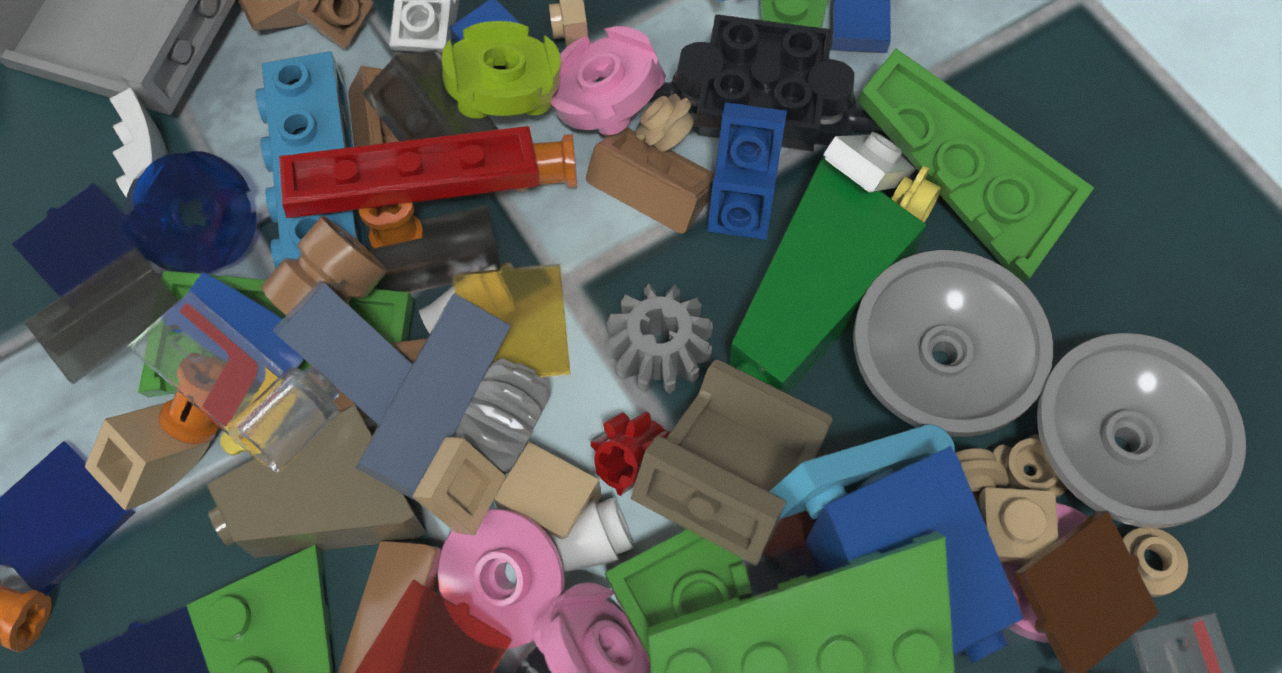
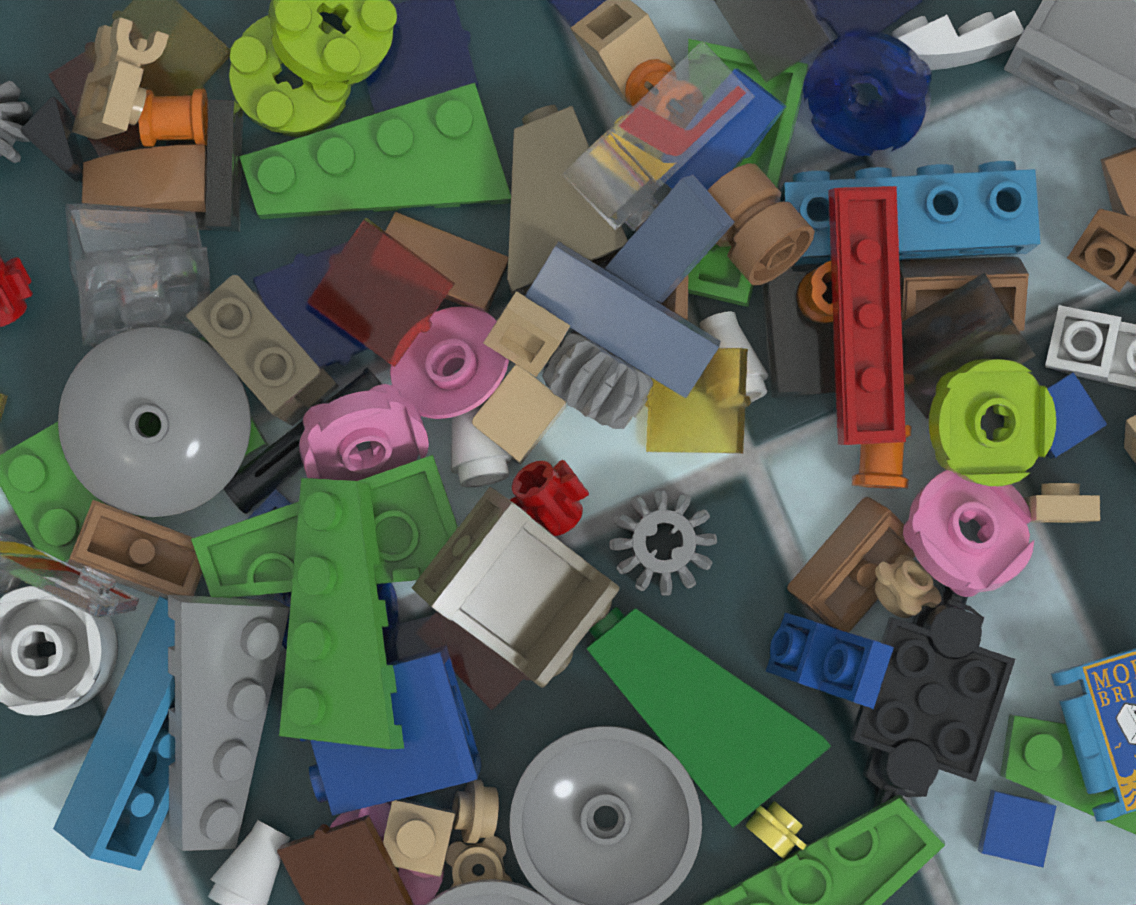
camera: 95 degrees right, 20 degrees up
(843, 472) = (482, 706): medium azure plate -> none
(870, 161) = (817, 789): white plate -> none

